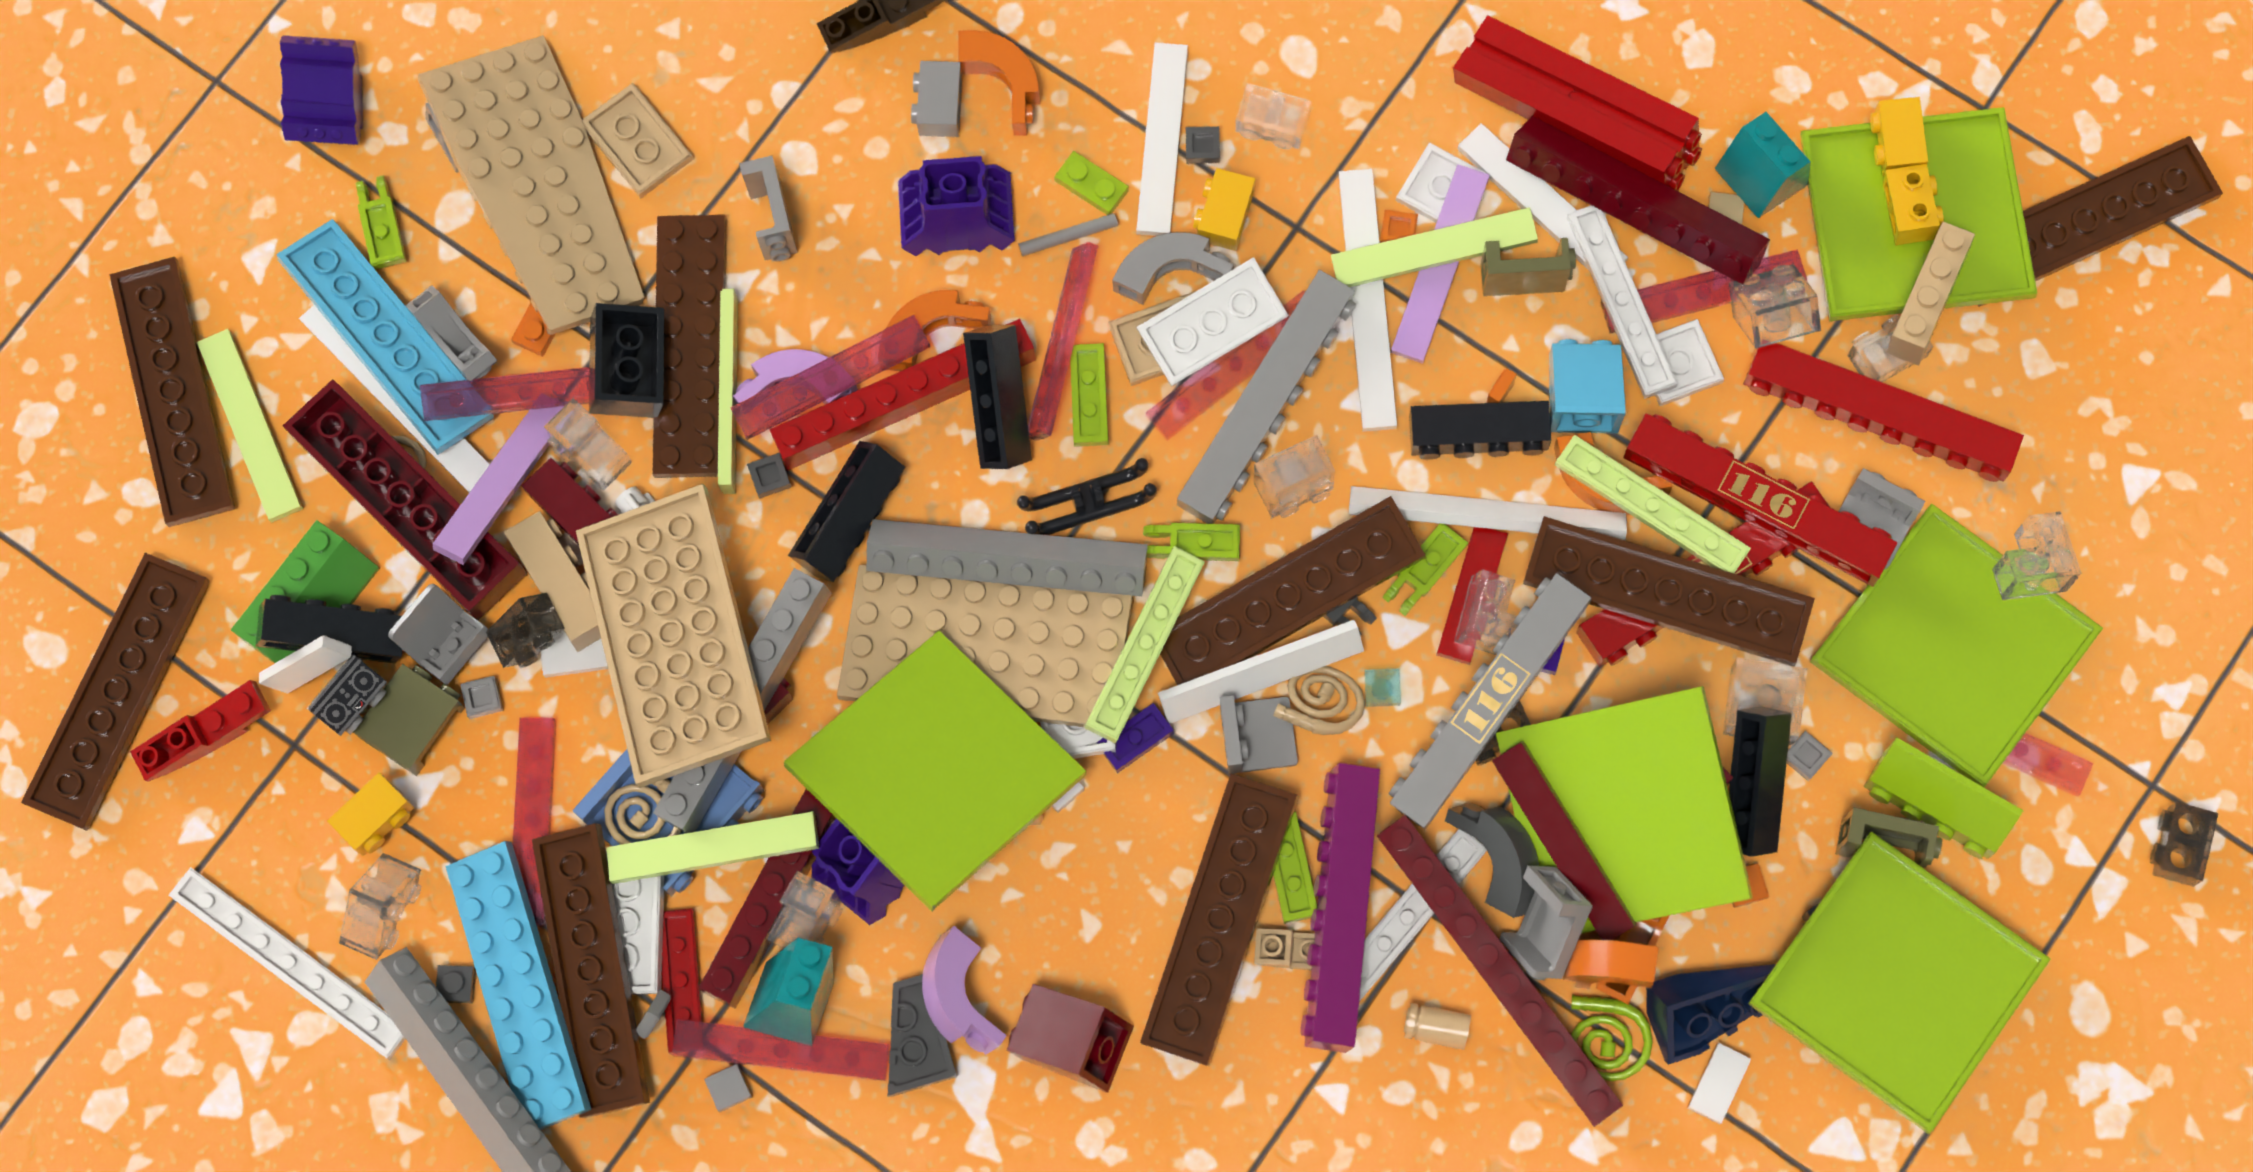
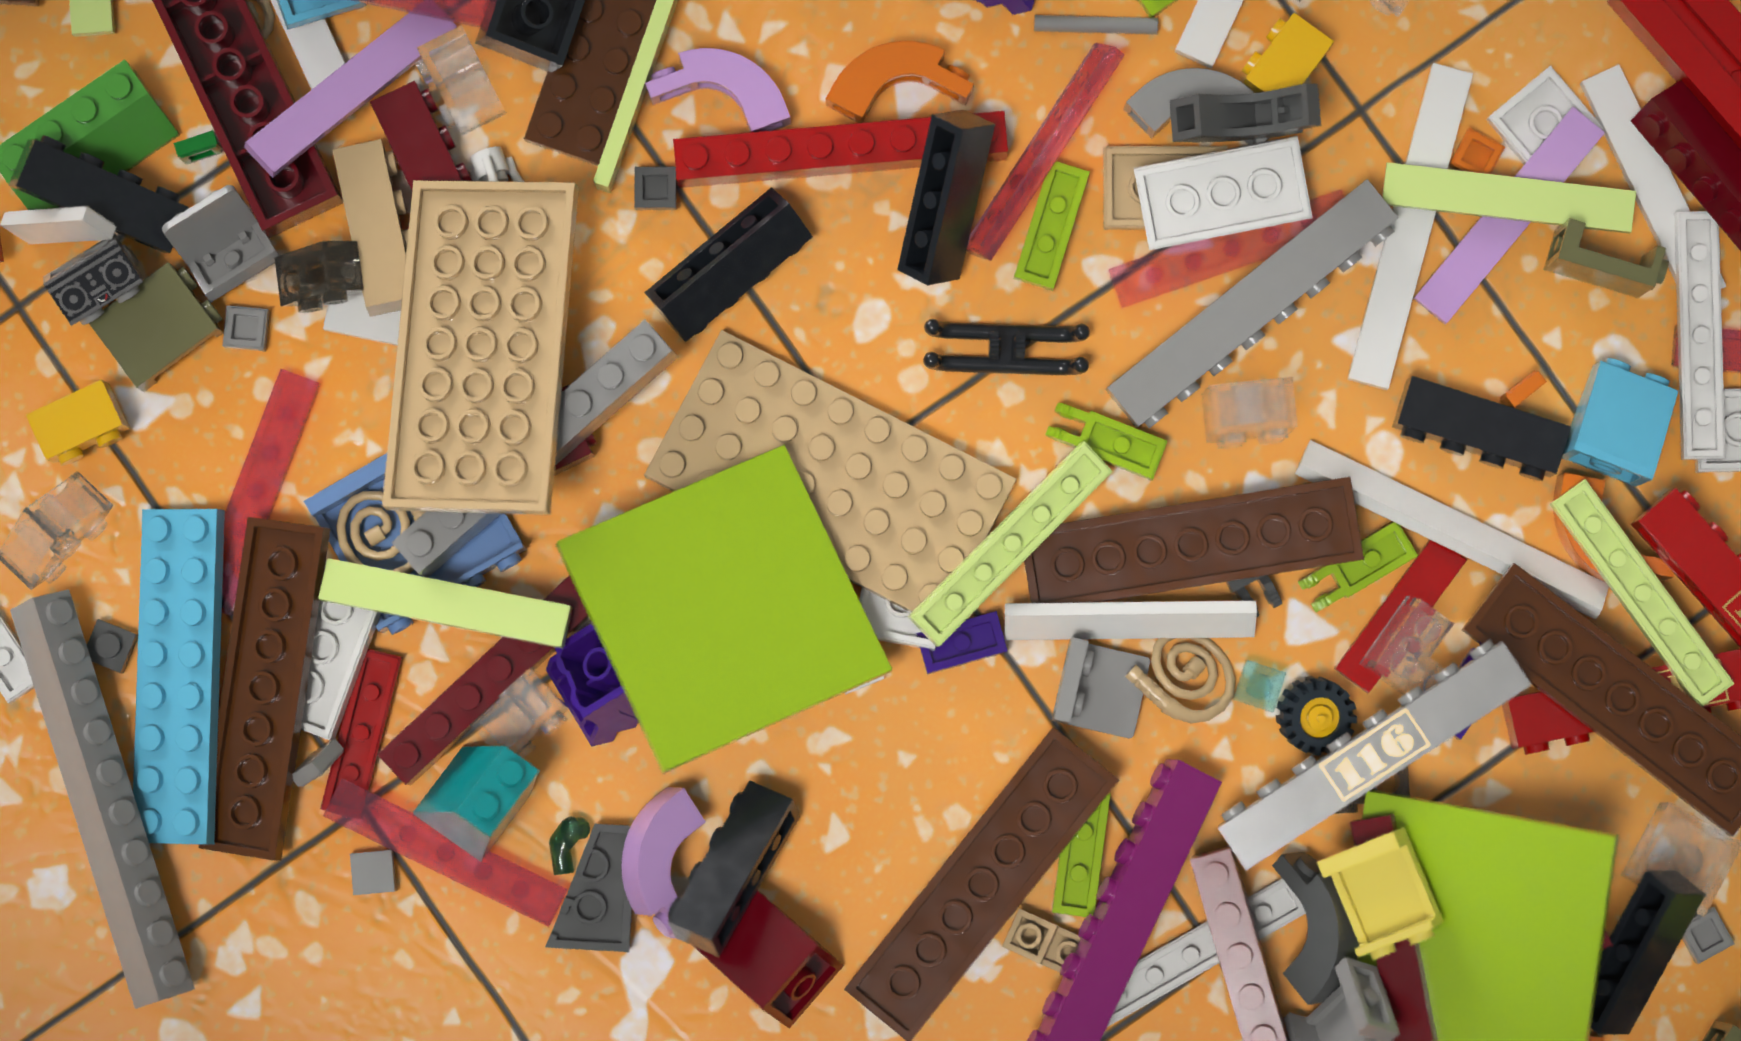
camera: 10 degrees right, 10 degrees up
(397, 570) = (198, 147): none -> green tile
(830, 377) = (763, 102): clear pink tile -> none
(872, 1008) = (563, 841): none -> clear green arm
(1006, 557) = (890, 384): light grey brick -> none
(1016, 975) = (733, 868): none -> black brick
(1208, 256) = (1245, 115): none -> dark grey arch
(1432, 692) = (1315, 714): none -> black wheel
(1537, 803) = (1383, 893): none -> light yellow panel

